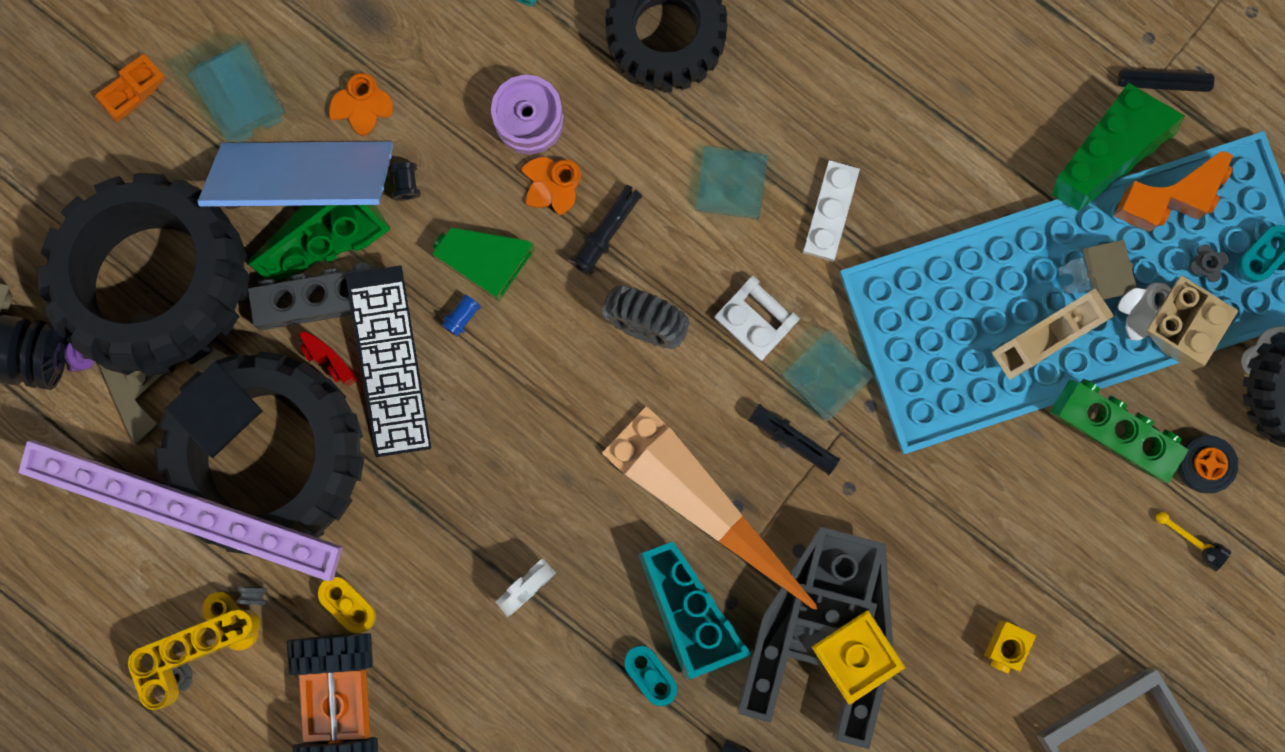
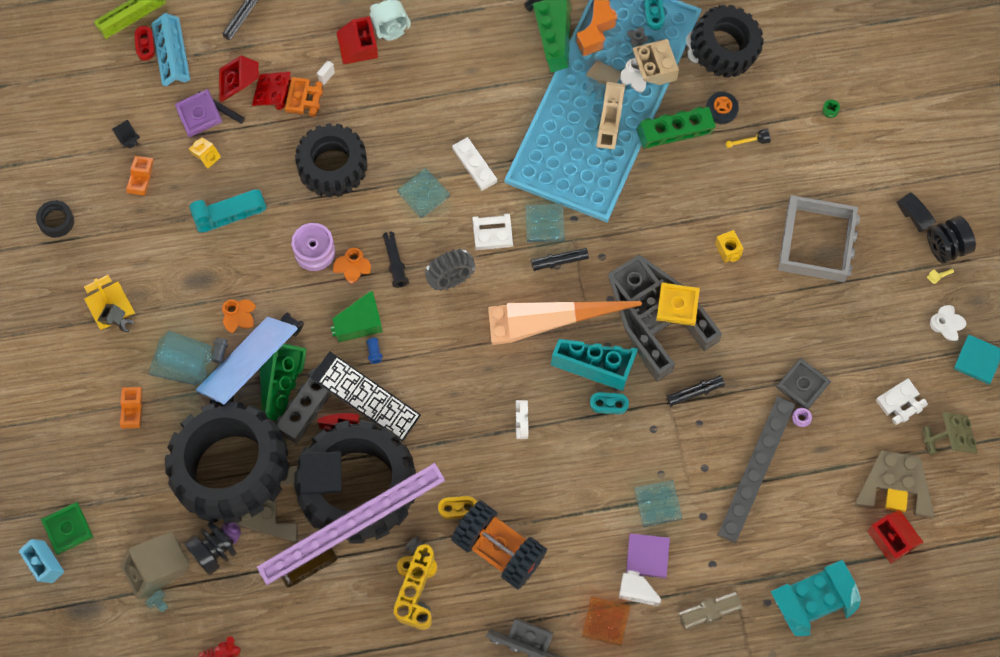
camera: 50 degrees left, 15 degrees down
(293, 125) = (219, 350): none -> dark grey pin

